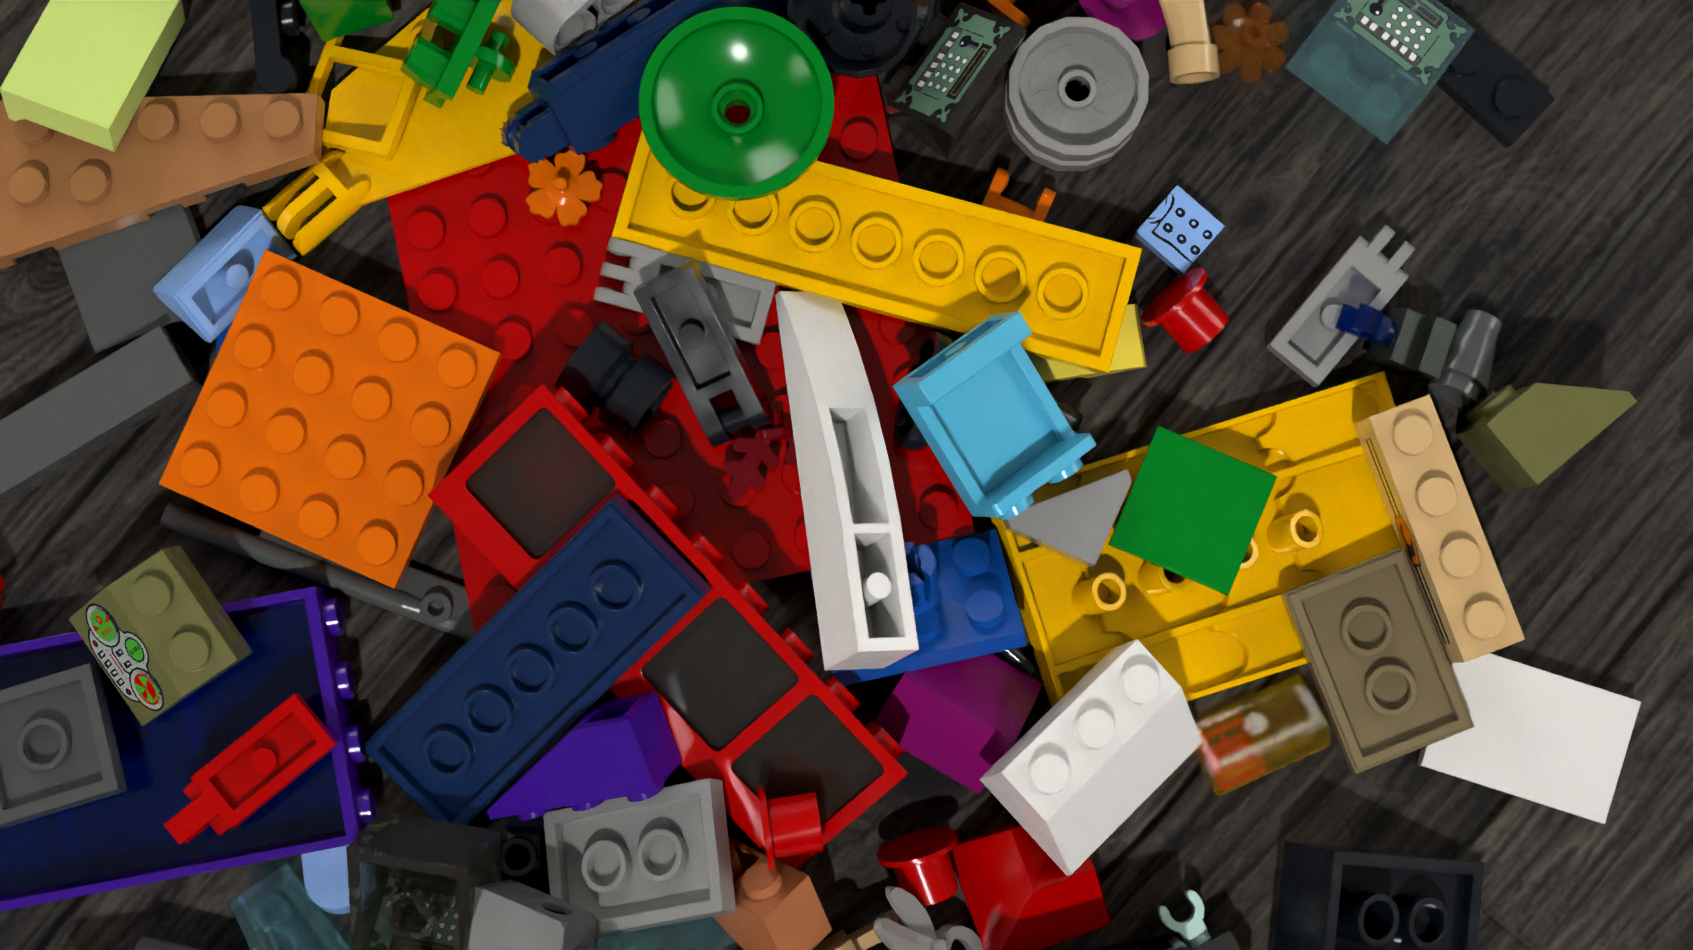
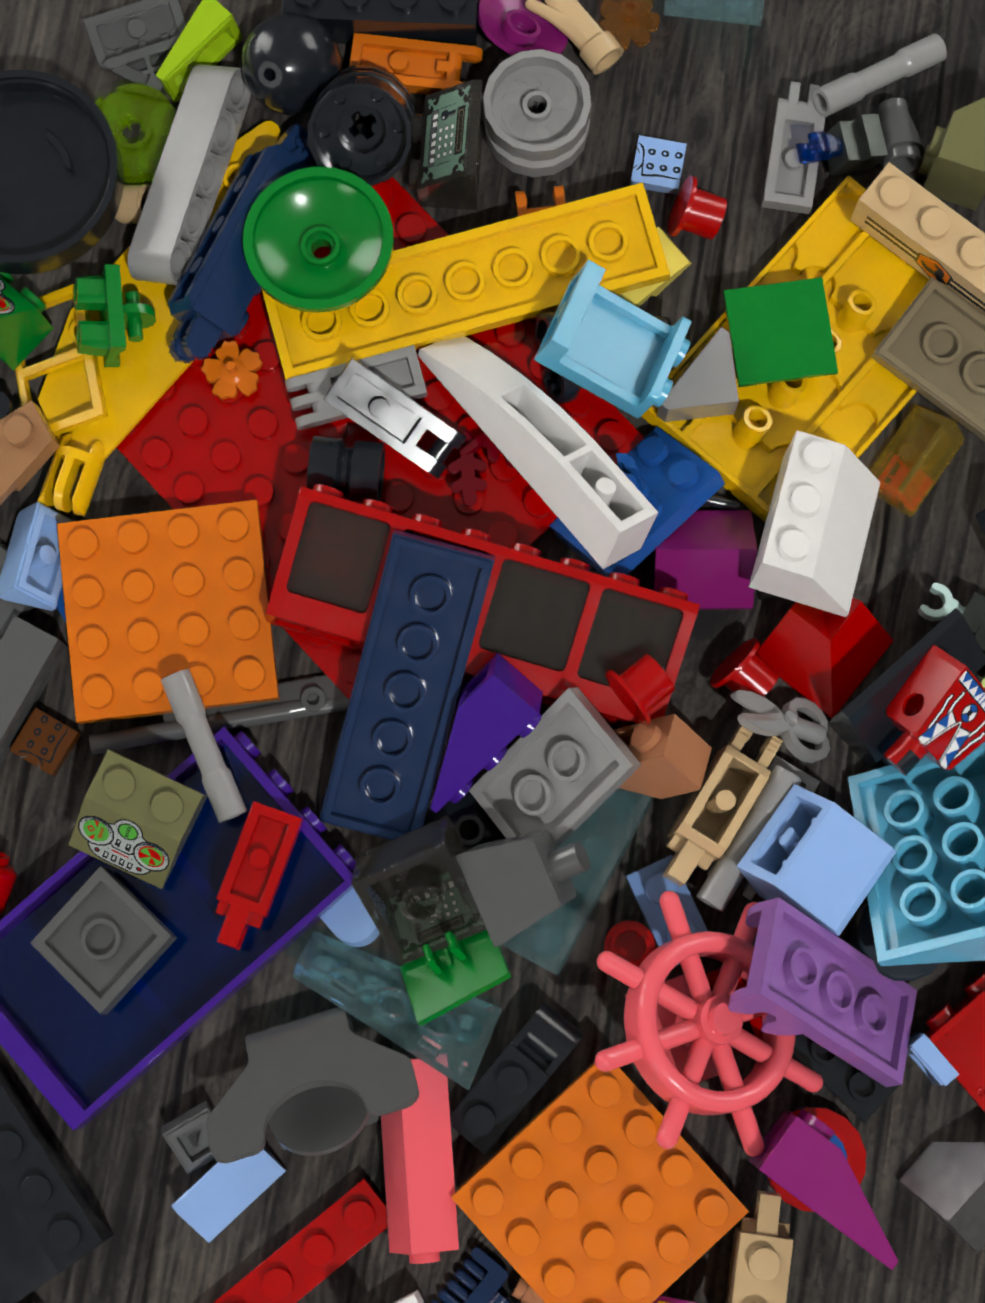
camera: 20 degrees left, 5 degrees down
(118, 480) = (45, 742): none -> reddish brown tile
(272, 638) = (192, 717): none -> light grey piece
(1451, 276) = (855, 86): none -> light grey piece

